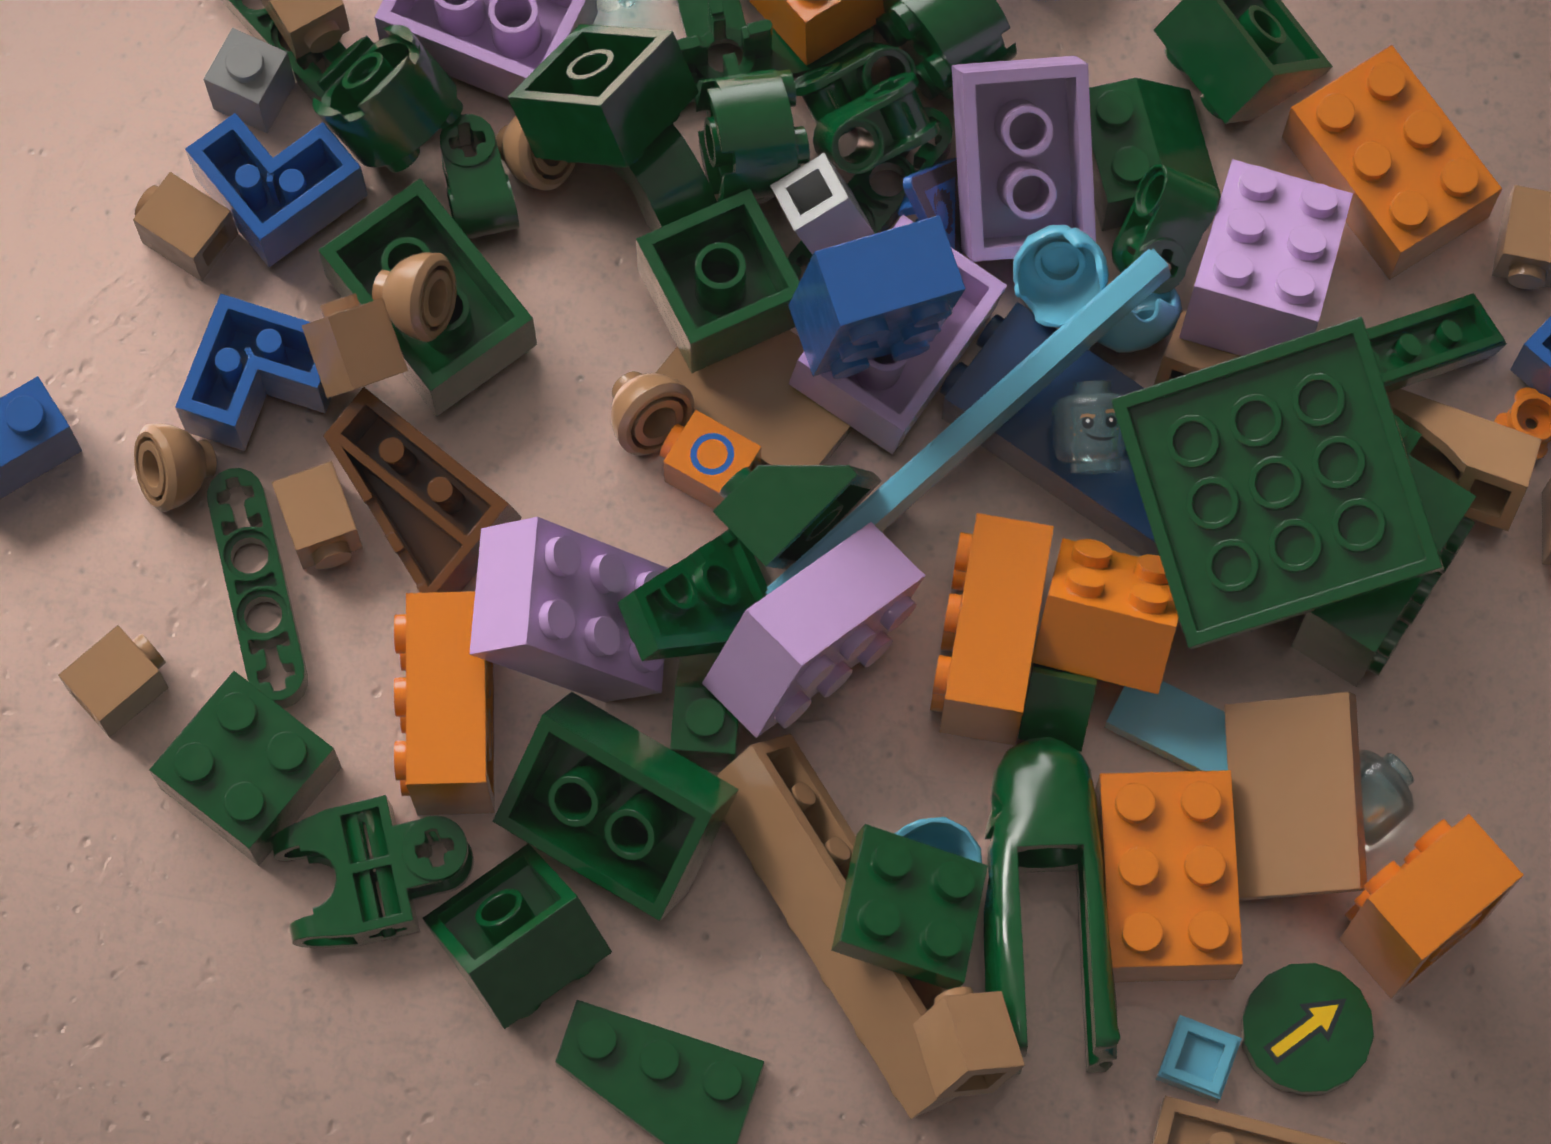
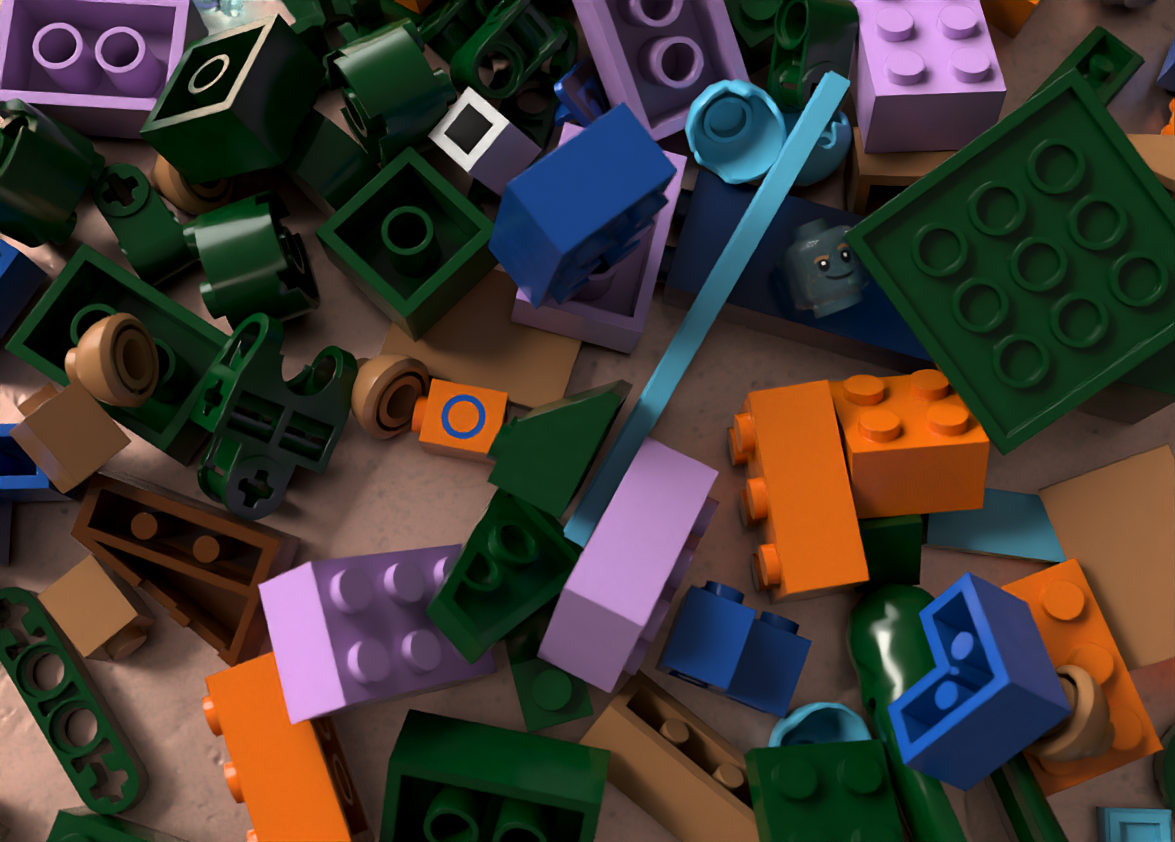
camera: 20 degrees left, 5 degrees up
(506, 413) = (259, 450): none -> dark green piece
(567, 250) = (252, 261): none -> dark green brick
(877, 751) = (732, 653): none -> blue brick
(1082, 833) = (988, 688): none -> blue brick
(1155, 892) = (1083, 731): none -> medium nougat brick

